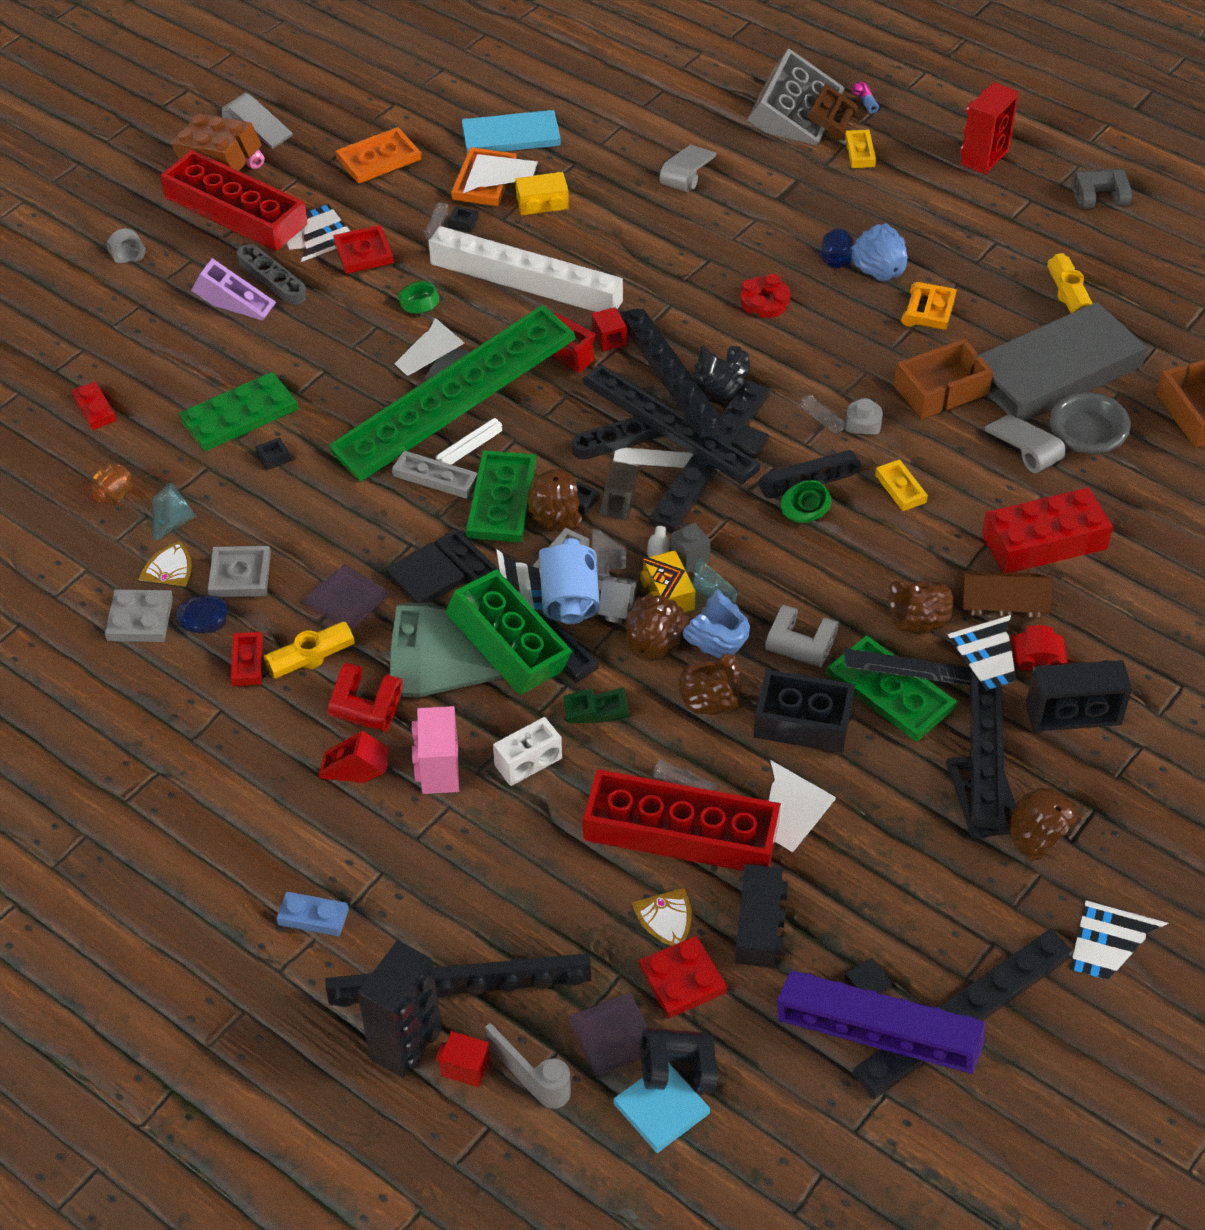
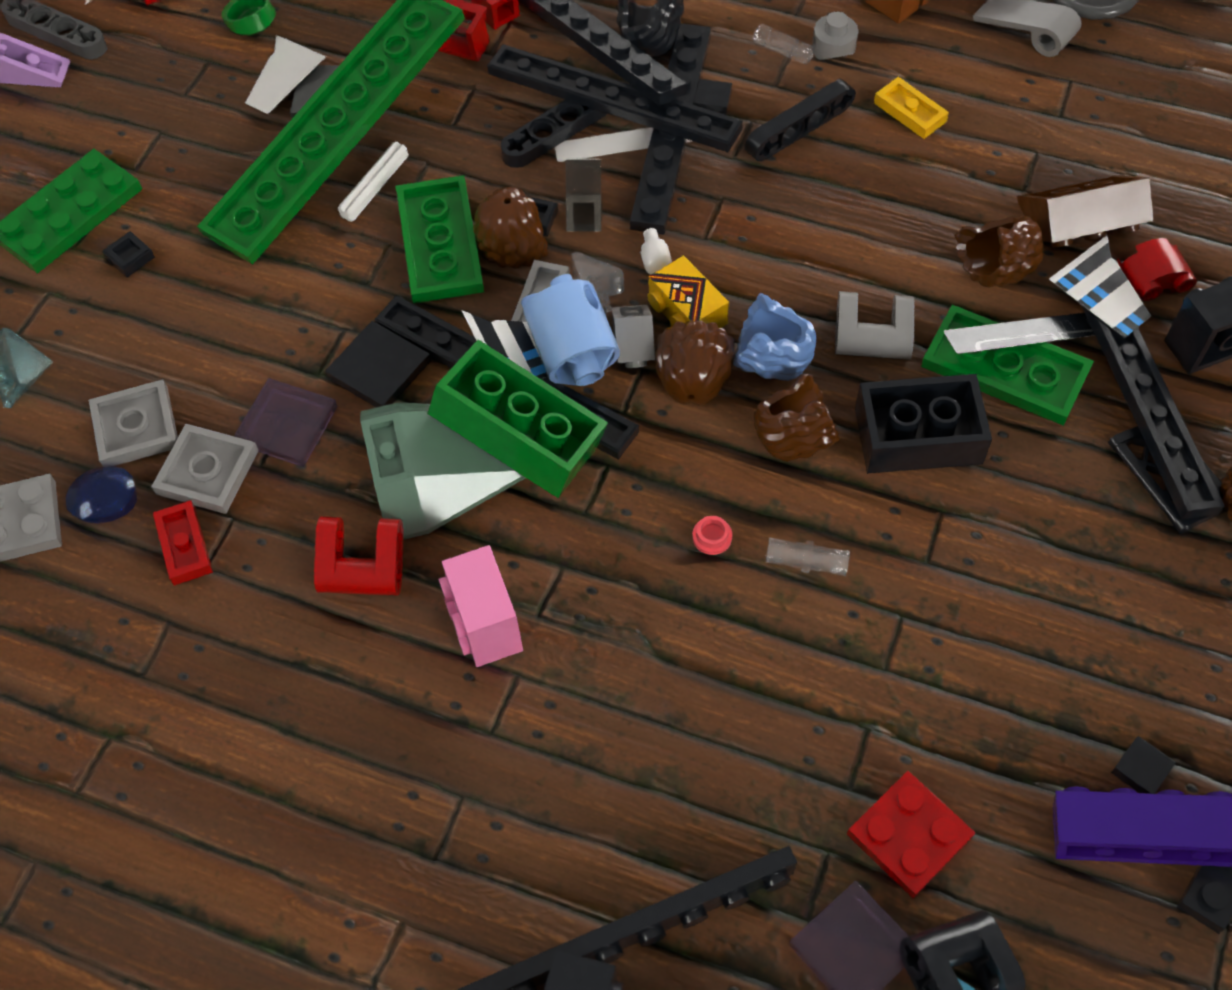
camera: 15 degrees left, 10 degrees up
(169, 566) = (36, 439): sticker -> none
(279, 613) = (205, 468): none -> light grey plate
(309, 649) = (246, 523): yellow piece -> none
(312, 913) = (389, 889): medium blue plate -> none
(355, 759) = (374, 648): red slope -> none
(435, 474) = (345, 231): light grey plate -> none
(527, 751) = (598, 574): white brick -> none
(598, 708) = (654, 488): dark green slope -> none
(621, 749) = (712, 535): none -> coral plate
(666, 916) = (854, 751): sticker -> none
(680, 821) = (833, 617): red brick -> none
(691, 545) = (698, 243): dark grey brick -> none
(707, 581) = (740, 285): clear light blue slope -> none
(761, 916) = (978, 719): black brick -> none
(800, 806) = (950, 554): white sticker -> none
(806, 502) = (810, 155): green hat -> none
(1046, 530) = (1102, 121): red brick -> none

